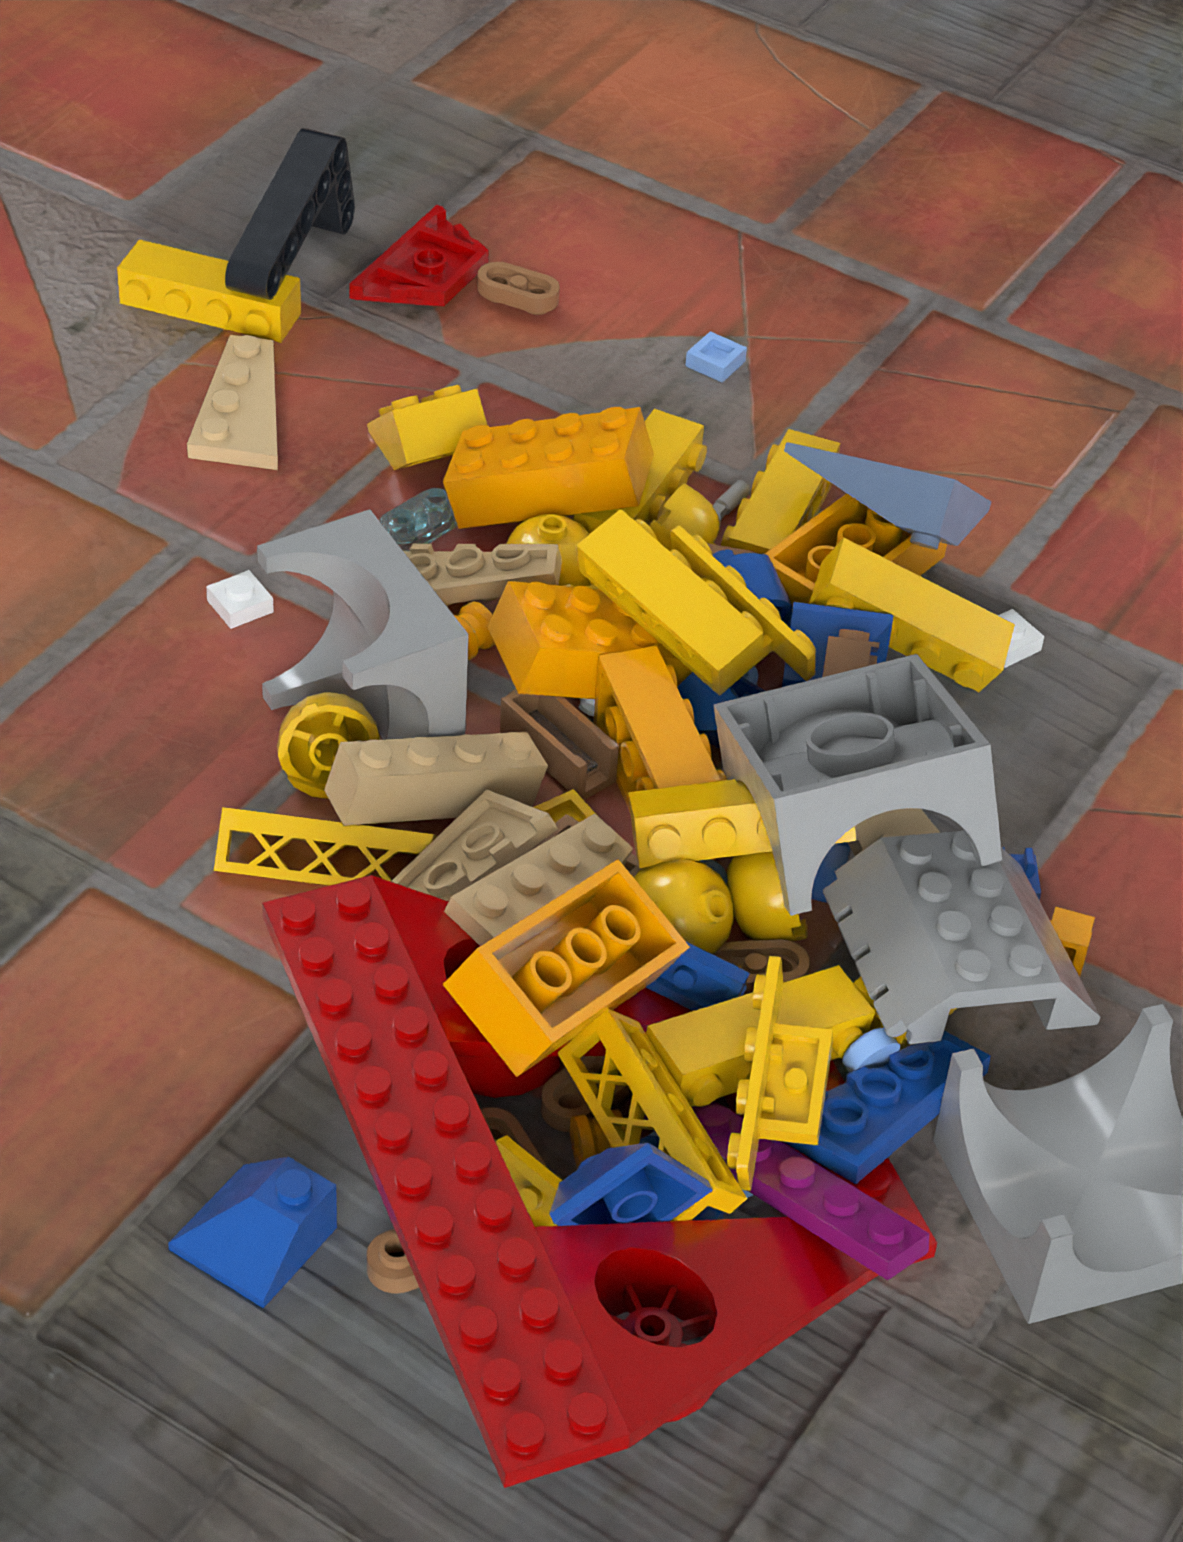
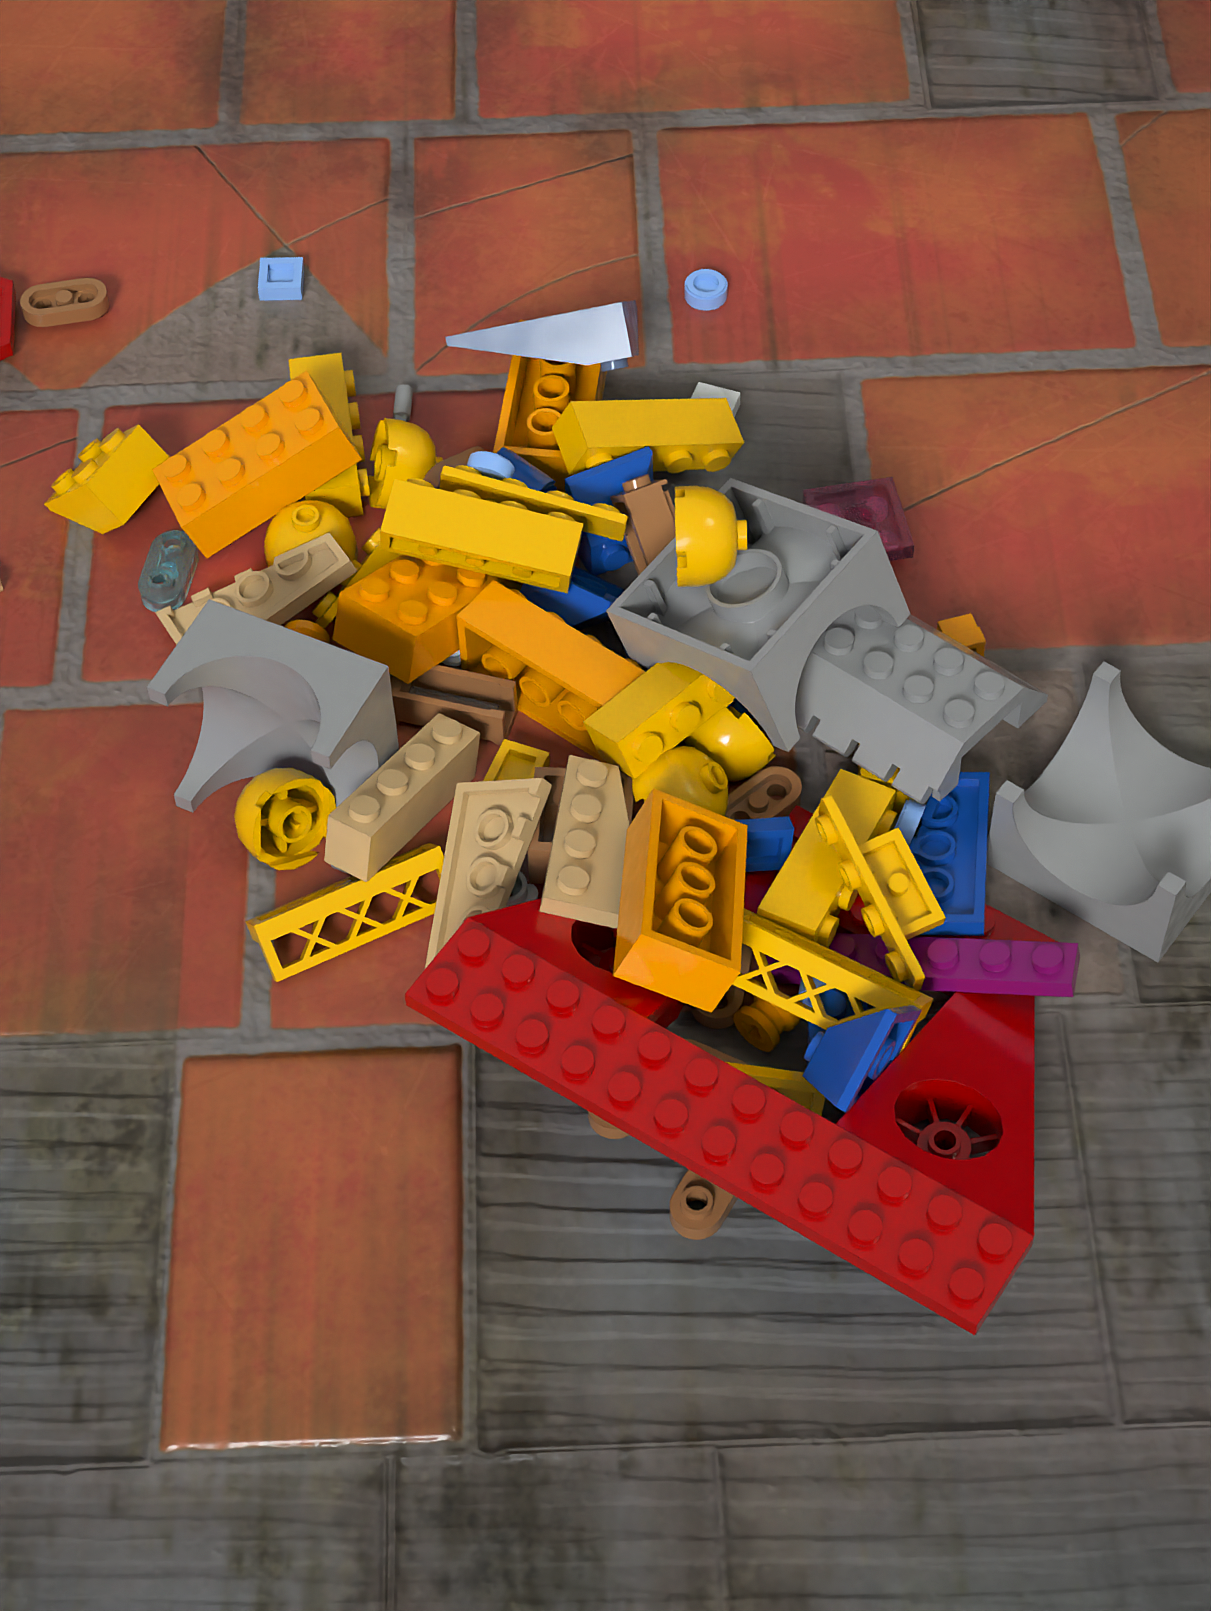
camera: 30 degrees left, 10 degrees up
(239, 599) = (82, 729): white plate -> none
(260, 1227) = (573, 1251): blue slope -> none
(726, 550) = (491, 465): none -> light blue tile
(780, 497) = (452, 383): yellow brick -> none
(835, 674) = (706, 536): none -> yellow cylinder
(1059, 794) = (870, 504): none -> clear pink plate
(1089, 544) = (705, 289): none -> light blue tile

